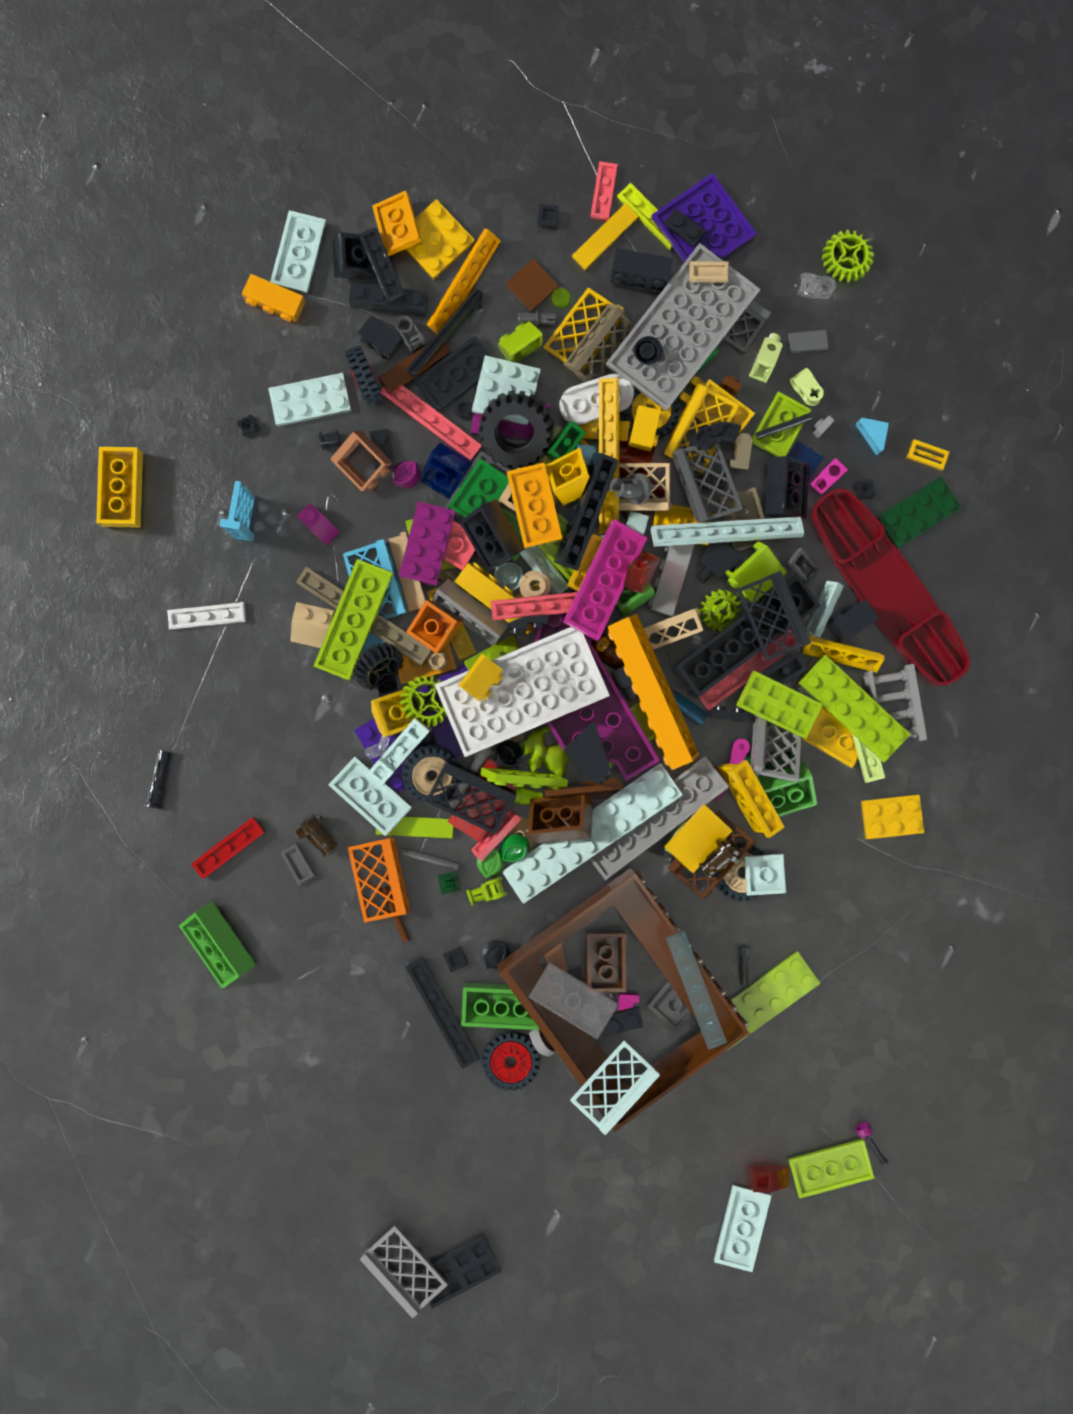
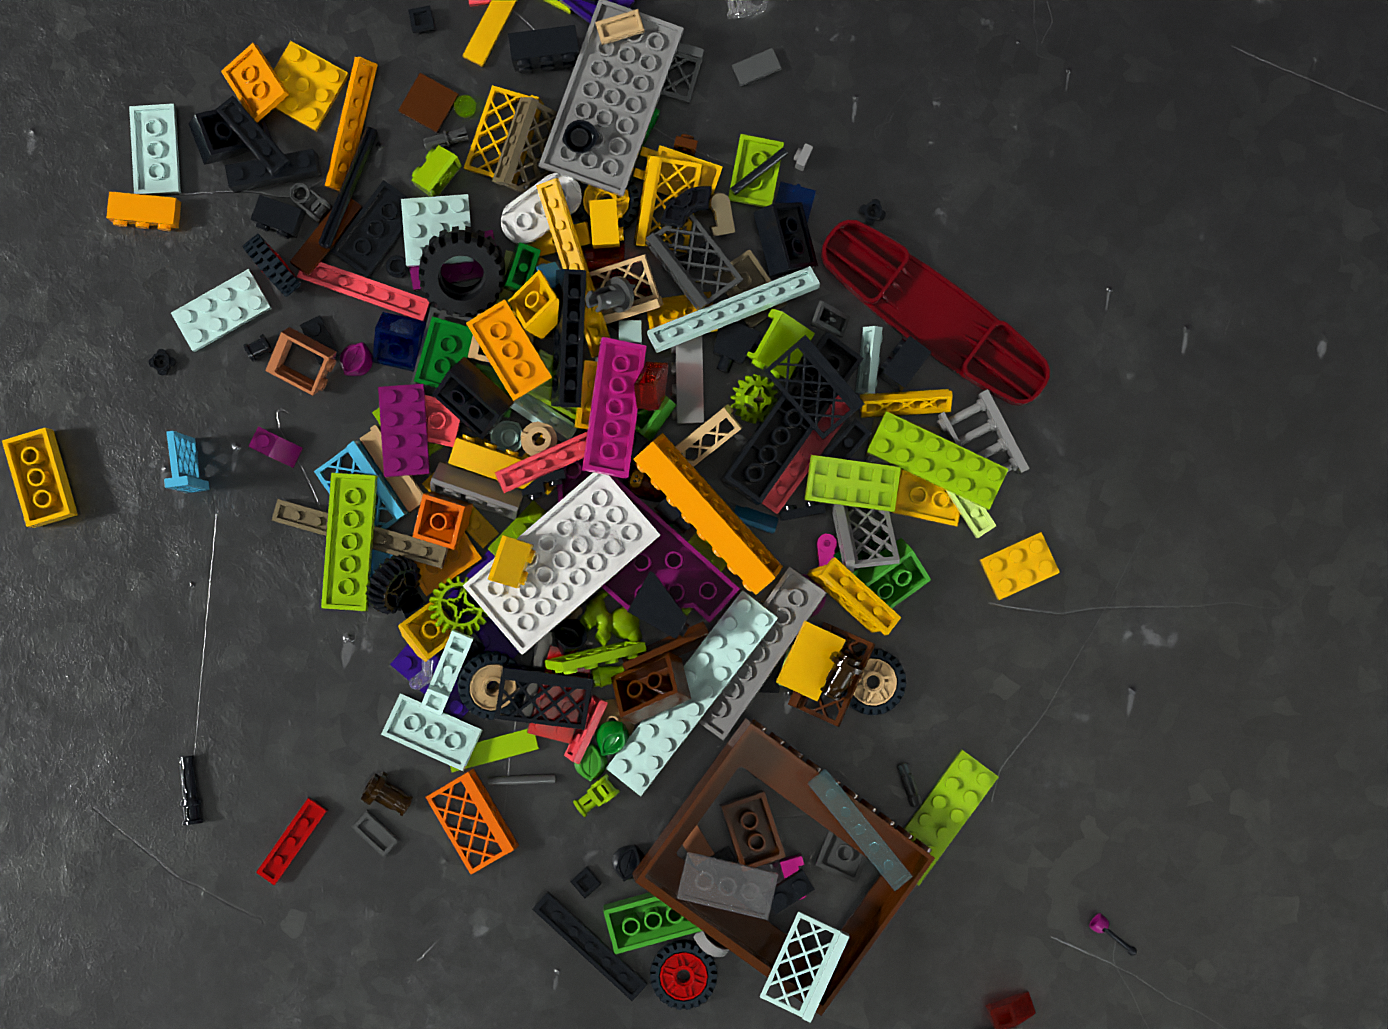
camera: 20 degrees left, 0 degrees up
(206, 615) = (184, 589): white tile -> none
(217, 944) = (314, 953): bright green slope -> none
(310, 624) = (303, 562): tan slope -> none
(397, 920) = (506, 859): reddish brown bar -> none
(437, 661) = (457, 558): tan plate -> none
(447, 574) = (439, 456): dark tan arm -> none
(449, 882) = (551, 799): dark green tile -> none
(765, 874) = (897, 676): light aqua tile -> none
(766, 358) = (715, 100): yellowish green torso -> none
(805, 384) = (769, 116): yellowish green piece -> none
(828, 476) = (827, 210): dark pink leg -> none
(831, 1168) = (1076, 978): lime plate -> none
(874, 433) = (862, 145): medium azure slope -> none
(911, 456) = (930, 159): yellow tile -> none
(918, 512) = (940, 218): dark green plate -> none

